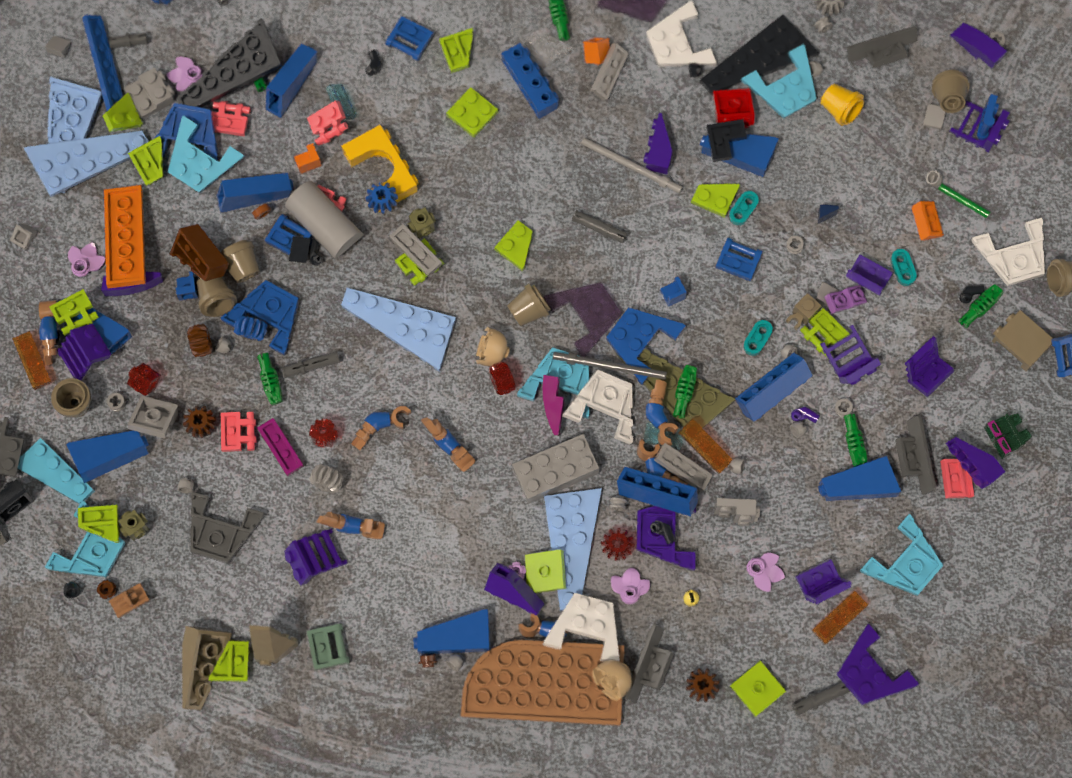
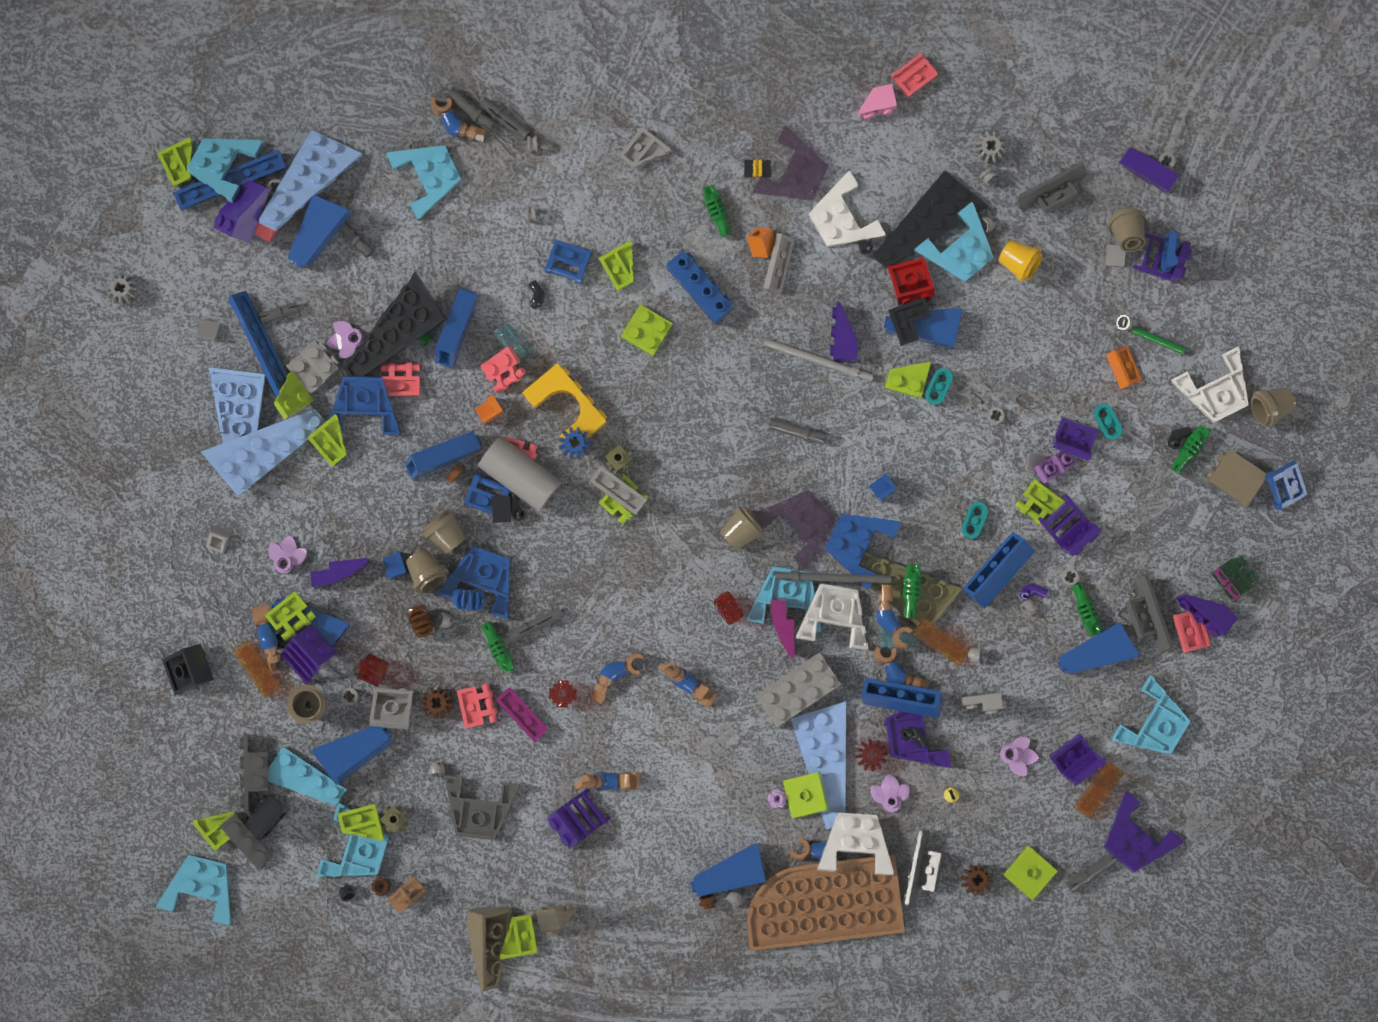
camera: 10 degrees left, 10 degrees up
(124, 236) = (322, 526): orange plate -> none
(194, 165) = (376, 437): medium azure wing -> none
(199, 253) = (403, 533): reddish brown wedge -> none
(321, 647) = (602, 907): sand green plate -> none
(326, 478) = (575, 740): light grey gear -> none
(411, 327) = (628, 568): light blue wing -> none
(492, 348) = (712, 578): tan cylinder -> none
(512, 588) = (777, 818): dark purple slope -> none
(515, 244) = (716, 464): lime wing -> none
(614, 678) = (892, 891): tan cylinder -> none
(617, 504) = (864, 714): light grey bush -> none
(683, 467) = (922, 667): light grey plate -> none
(737, 264) = (941, 447): blue plate -> none
(788, 350) = (1007, 529): light grey hinge -> none
(804, 311) = (1016, 486): dark tan brick -> none
(826, 212) = (1021, 377): dark blue slope -> none
(926, 369) = (1148, 526): dark purple plate -> none

